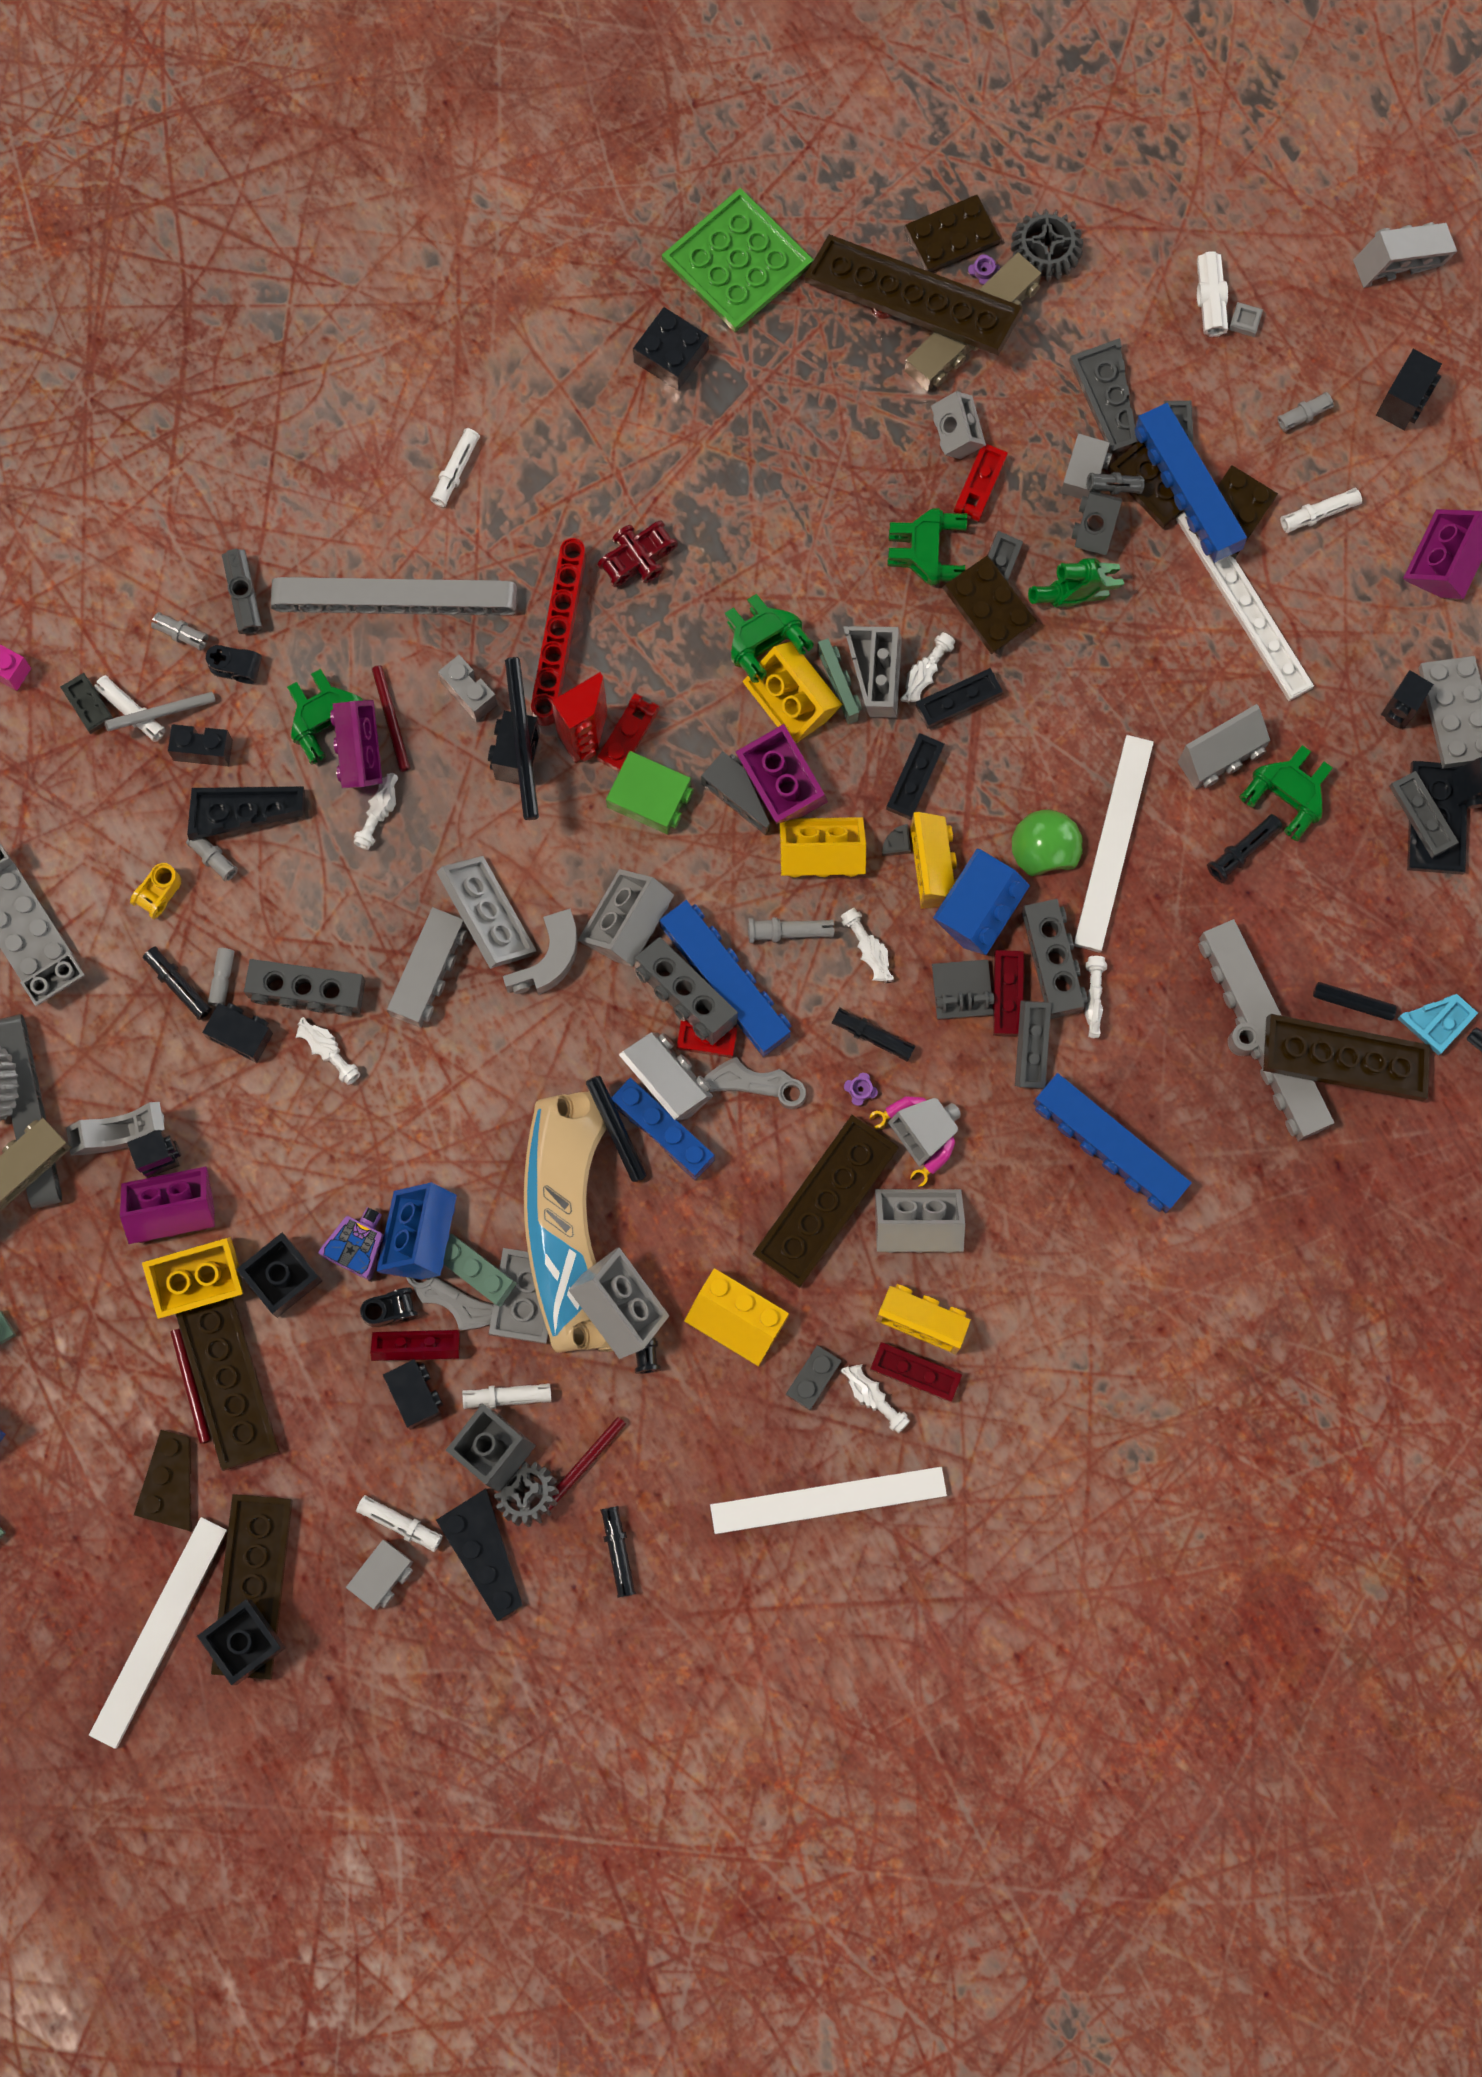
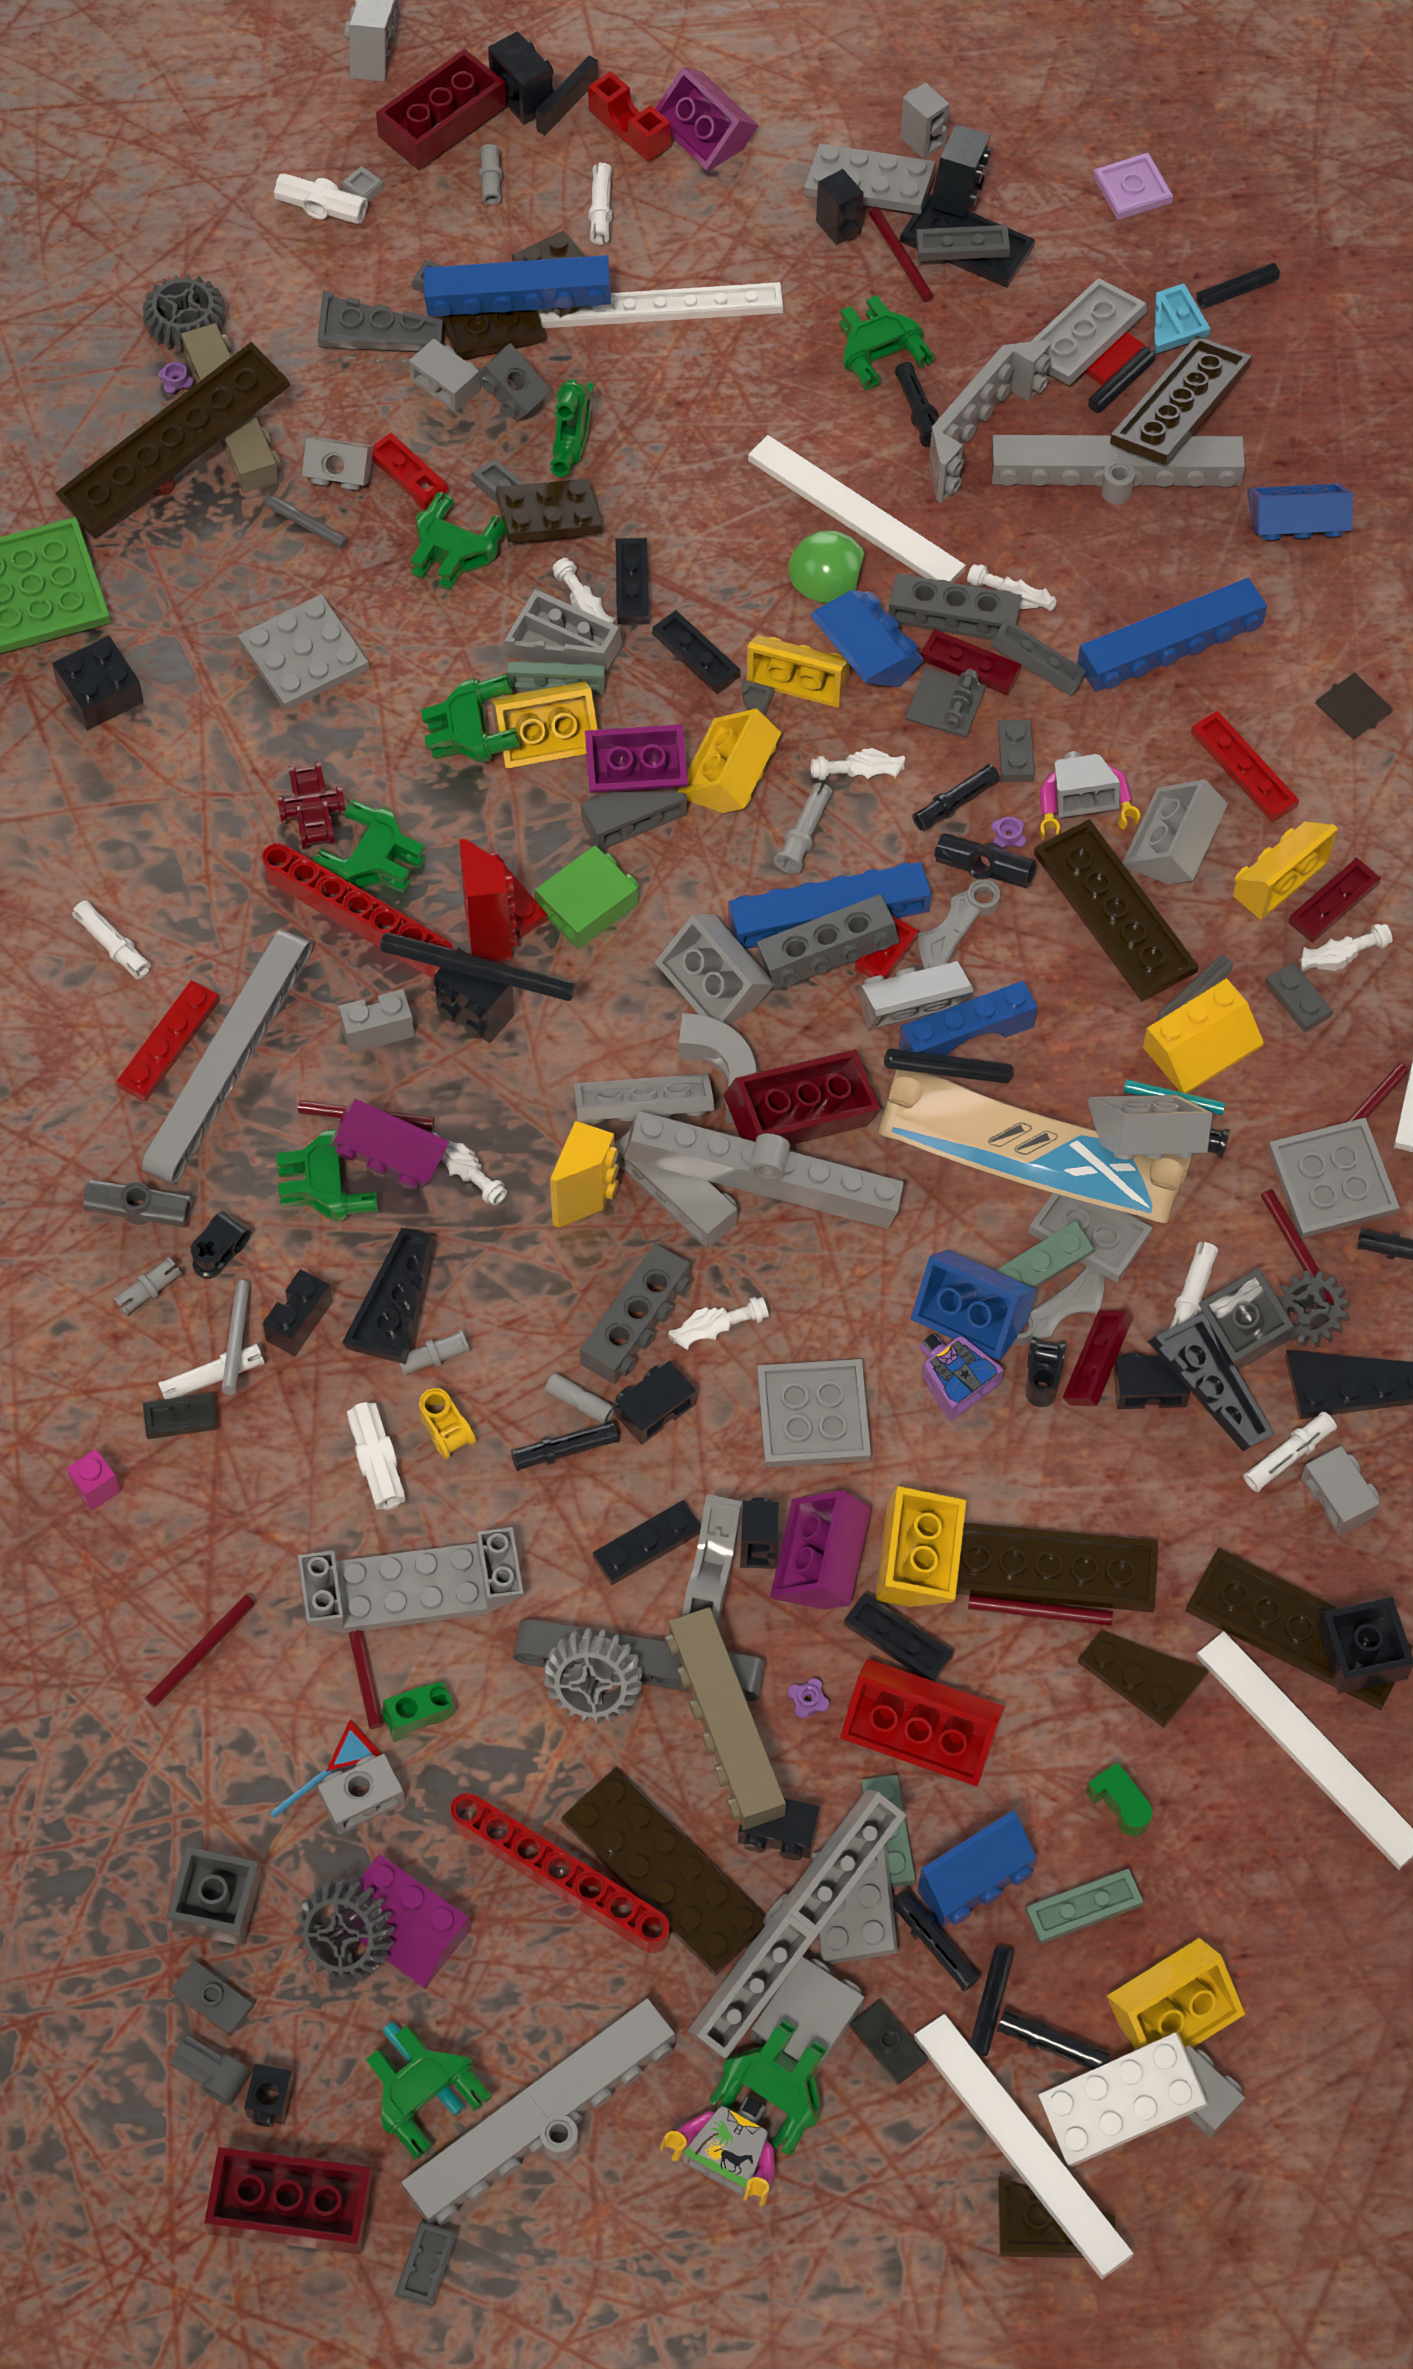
camera: 65 degrees left, 15 degrees down
(56, 1245) = (808, 1708): none -> medium lavender plate
(59, 1507) = (1123, 1799): none -> green leg
(61, 1335) = (922, 1722): none -> red slope
(111, 853) = (376, 1456): none -> white piece
(121, 1290) = (898, 1638): none -> black plate
(126, 1075) = (647, 1542): none -> black plate
(279, 1152) = (813, 1413): none -> light grey plate
(279, 1275) = (959, 1457): black brick -> none
(389, 895) = (583, 1175): none -> yellow slope
(390, 549) = (168, 1041): none -> red plate
(431, 1429) = (1210, 1375): none -> black wing
(454, 1027) = (764, 1169): none -> light grey hinge
(527, 1031) = (803, 1099): none -> dark red brick
(617, 619) = (377, 851): none -> green connector
(654, 1467) = (1333, 1177): none -> light grey plate
(676, 1314) = (1143, 1089): none -> teal bar
(730, 1469) = (1380, 1092): none -> dark red piece
(776, 484) = (303, 652): none -> light grey plate
(781, 1293) = (1205, 980): none -> dark grey axle
(820, 1081) = (1003, 864): none -> black piece
(897, 430) = (306, 521): none -> dark grey bar
(942, 1063) = (1015, 751): none -> dark grey plate
(952, 234) = (118, 390): dark brown plate -> none
(1011, 1251) = (1244, 766): none -> red plate
(1106, 482) = (488, 339): dark grey pin -> none
(1118, 1318) = (1354, 706): none -> clear smoke piece
(1225, 748) = (809, 375): light grey slope -> none
(1291, 1198) = (1300, 510): none -> blue slope
(1316, 920) = (1013, 368): none -> light grey slope
(1347, 343) = (441, 109): none -> dark red brick
(1375, 984) = (1114, 358): none -> red tile
(1386, 950) = (1089, 328): none -> light grey plate
(1394, 770) = (901, 254): none -> dark red bar
(1416, 492) = (643, 131): none -> red arch
(1417, 434) = (566, 95): none -> black tile

